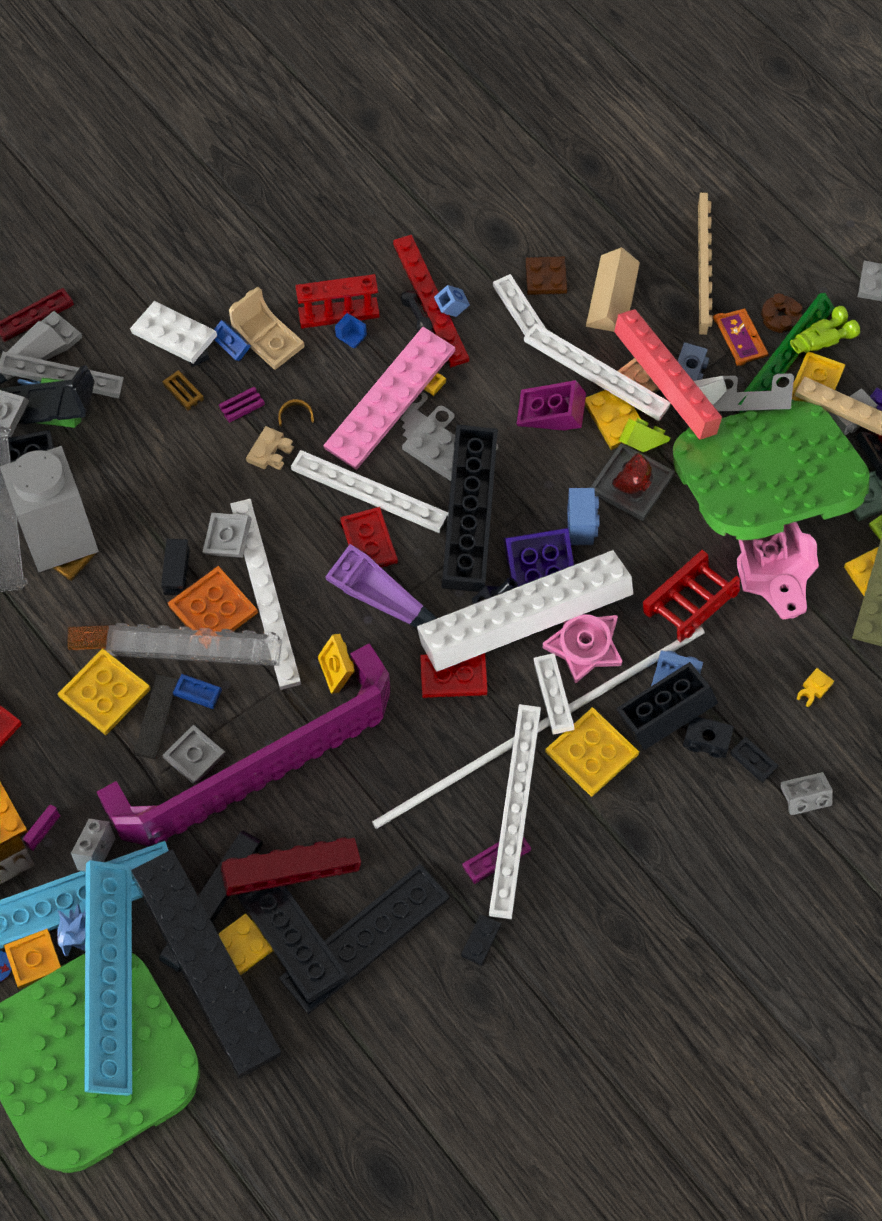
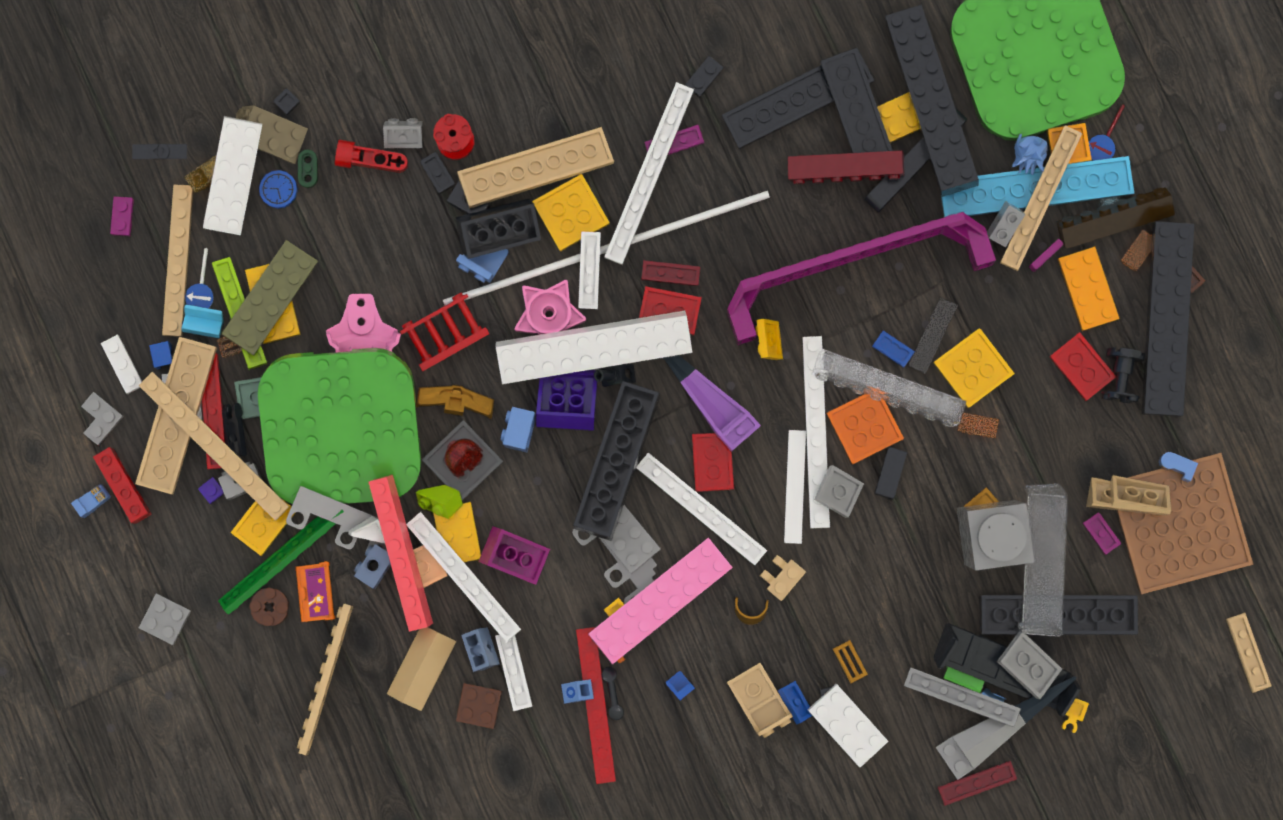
camera: 160 degrees left, 20 degrees up
(54, 887) = (1041, 198): none -> tan plate
(108, 979) = (1011, 103): medium azure plate -> none
(194, 754) = (907, 290): light grey plate -> none
(240, 401) = (814, 627): magenta tile -> none
(276, 538) = (795, 486): none -> white sticker
(330, 312) = (686, 712): red fence -> none
(462, 713) = (670, 273): none -> dark red plate
(559, 315) = (480, 649): none -> sand blue brick
(645, 784) = (535, 167): none -> tan plate
(658, 535) = (455, 400): none -> pearl gold plate
(748, 792) = (454, 137): none -> red piece
(816, 685) = (362, 228): yellow plate -> none
(825, 332) = (241, 567): lime piece -> none
(859, 754) = (349, 154): none -> red beam

